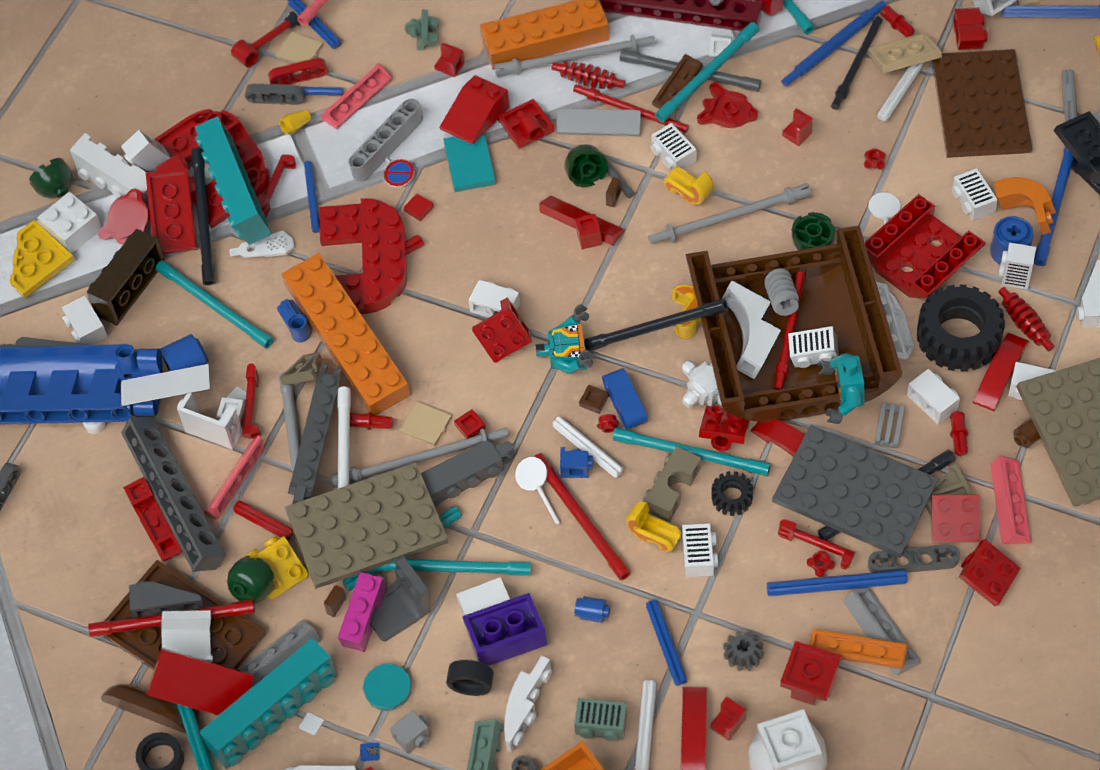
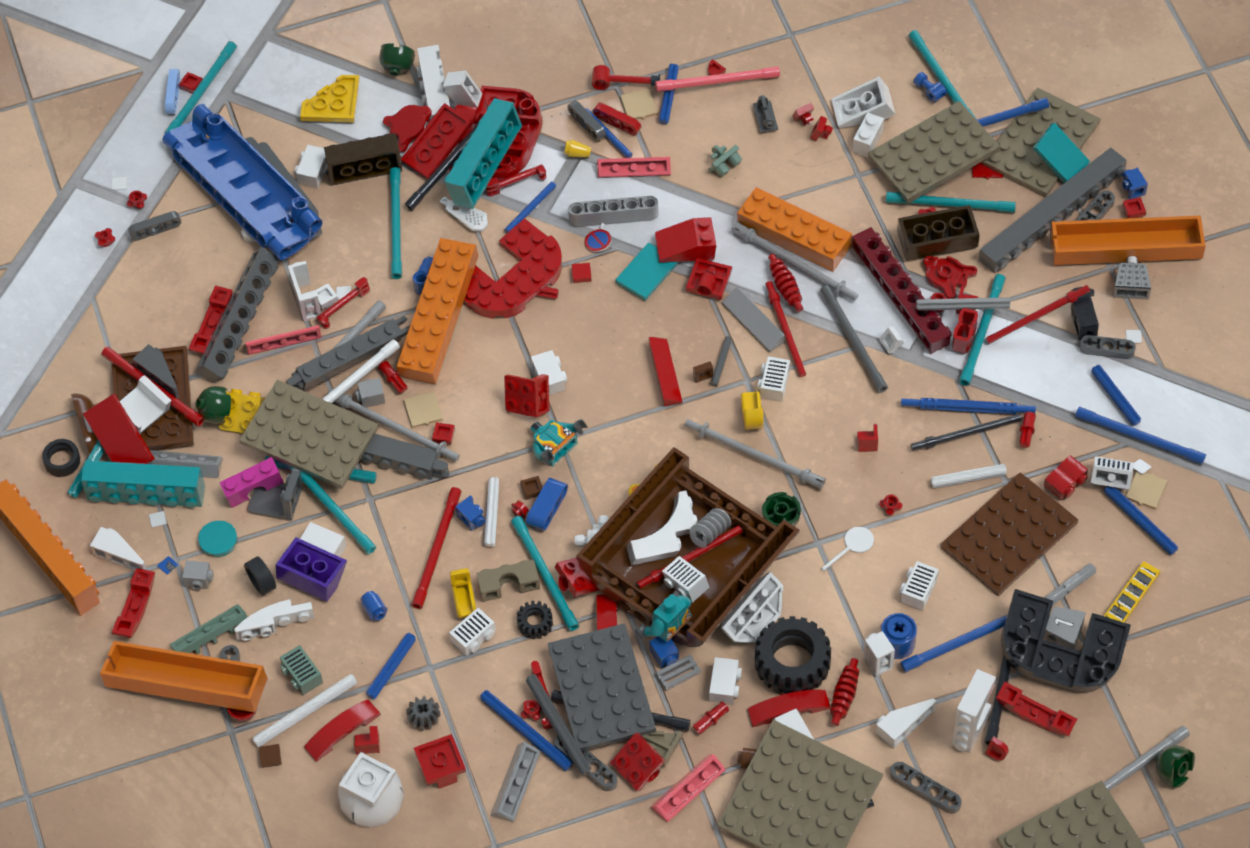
camera: 45 degrees right, 0 degrees up
(70, 222) = (375, 95): white brick -> none
(165, 384) = (300, 245): white sticker -> none
(184, 353) = (335, 240): blue piece -> none
(263, 520) = (267, 372): red axle -> none
(303, 370) = (390, 310): dark tan wing -> none
(334, 600) = (246, 461): reddish brown tile -> none
(368, 448) = (370, 392): none -> light grey brick
(450, 60) = (715, 196): red panel -> none
(531, 476) = (437, 499): white piece -> none
(585, 165) = (705, 338): dark green cylinder -> none
(588, 231) = (653, 381): red panel -> none
(672, 105) = (805, 350): teal piece -> none
(679, 78) = (831, 339): reddish brown tile -> none
(709, 309) = (636, 491): black piece -> none
(726, 108) = (844, 386): red tile -> none
(861, 550) = (558, 724): none -> dark grey axle
(861, 648) = (485, 776): orange tile -> none
(862, 420) = (663, 652): none -> blue brick
(904, 52) = (1001, 454): tan tile -> none
(906, 243) = (837, 575): red slope -> none
(989, 572) = (615, 811): red plate -> none
(1026, 192) = (947, 628): orange arch -> none

